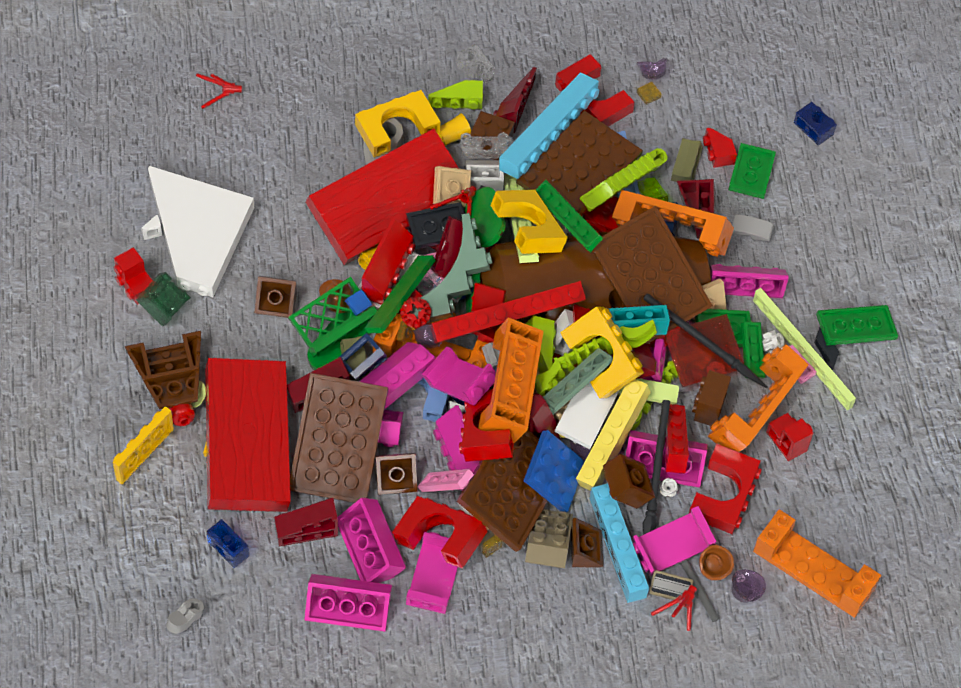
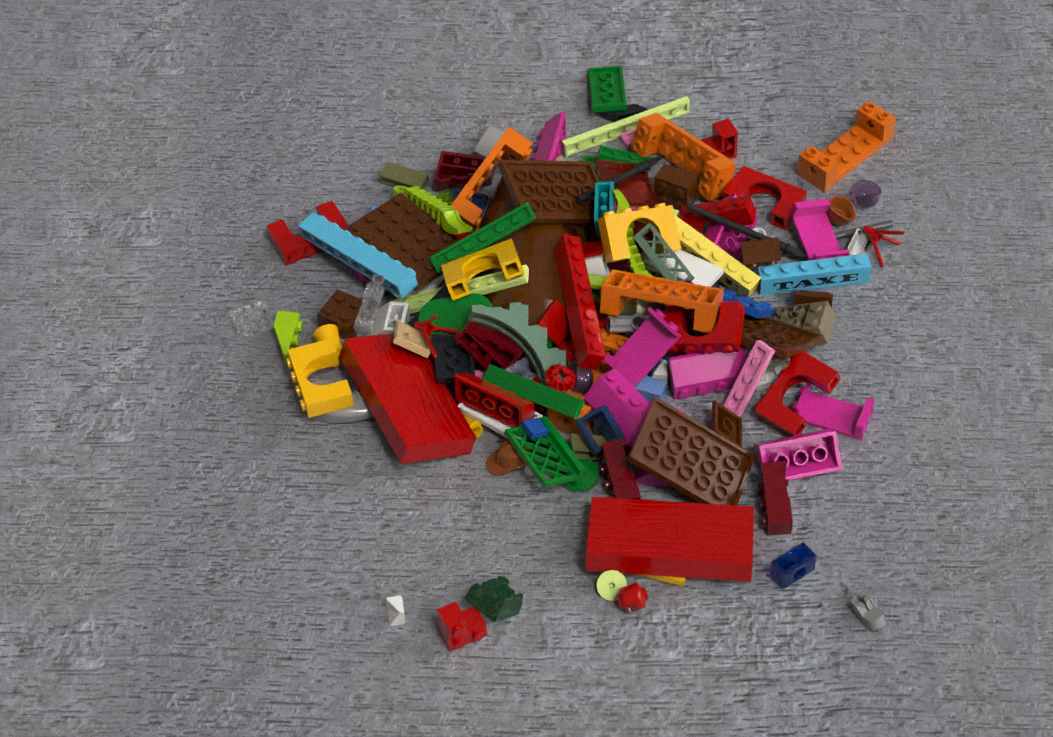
camera: 75 degrees left, 10 degrees down
(143, 445) = (674, 627): yellow plate -> none
(170, 370) = (584, 597): reddish brown wedge -> none
(199, 227) = (406, 562): white slope -> none
(227, 88) = (223, 531): red plant -> none
(275, 296) = (505, 507): reddish brown slope -> none
(348, 602) = (860, 478): dark pink slope -> none
(514, 104) = (307, 289): dark red wedge -> none
(649, 93) = (316, 196): clear yellow tile -> none
(653, 70) = (292, 184): clear purple helmet -> none
(720, 148) = (396, 151): red slope -> none
(752, 170) = (425, 134): green plate -> none
(772, 340) = (618, 142): white gear -> none
(815, 123) = (383, 84): clear blue brick -> none

